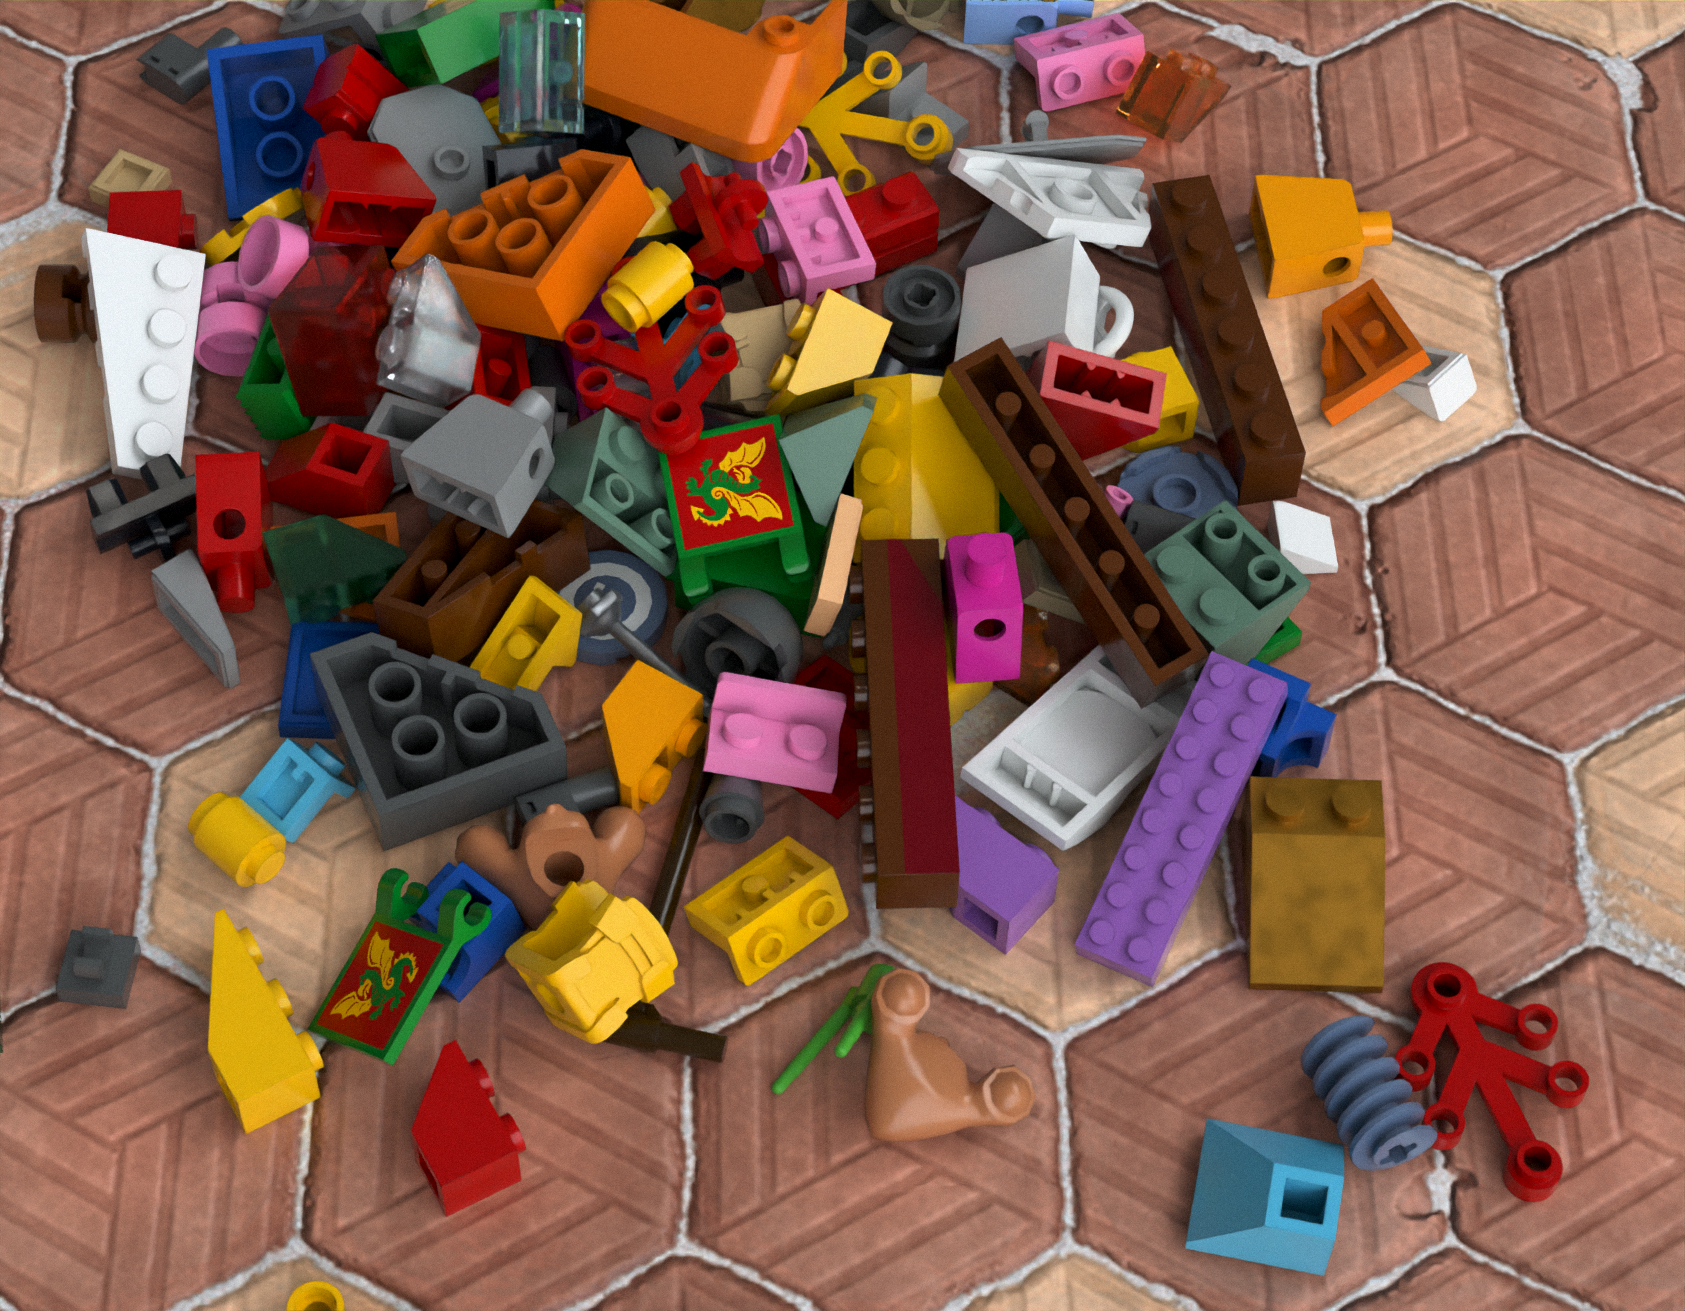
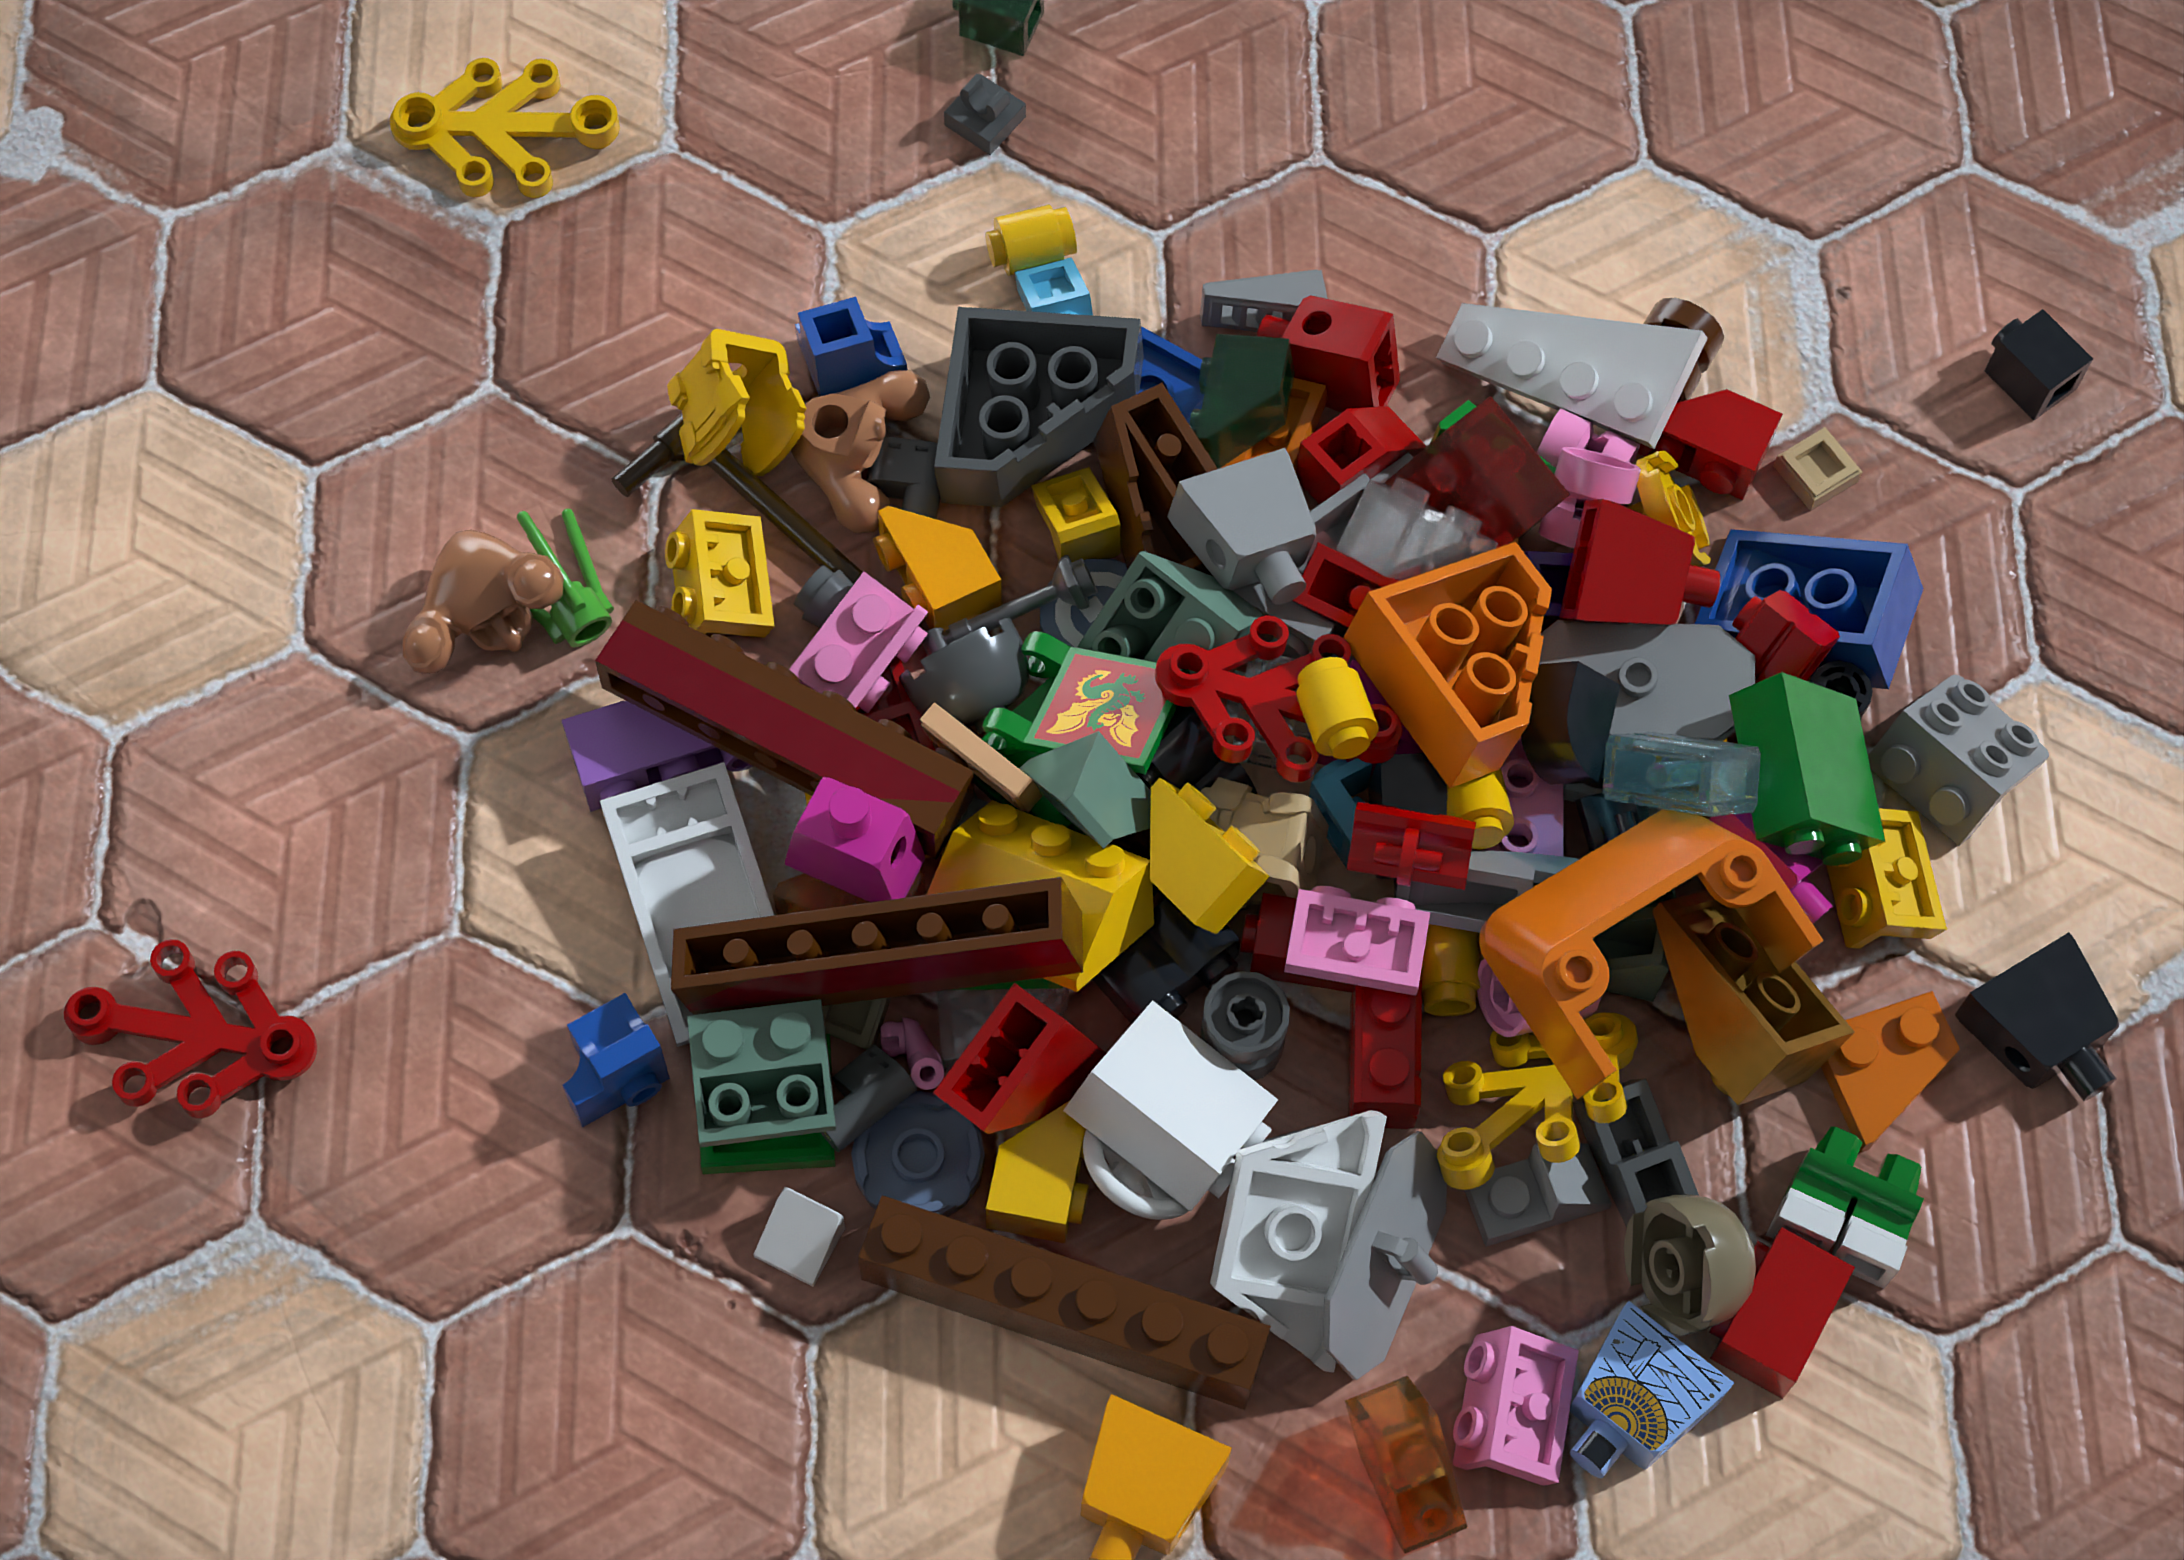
camera: 120 degrees right, 10 degrees up
(150, 520) = (1406, 287): black hips -> none
(180, 68) = (1945, 568): dark grey piece -> none
(250, 1042) = (846, 172): yellow slope -> none
(395, 969) = (823, 266): flag -> none
(460, 1137) = (669, 270): red slope -> none
(1181, 819) = (563, 913): medium lavender piece -> none
(1266, 1197) = (210, 789): medium azure slope -> none
(1314, 884) = (451, 1006): pearl gold slope -> none
(1363, 1095) = (226, 910): sand blue piece -> none
(1365, 351) = (972, 1439): orange wing -> none
(1441, 385) = (907, 1494): white slope -> none

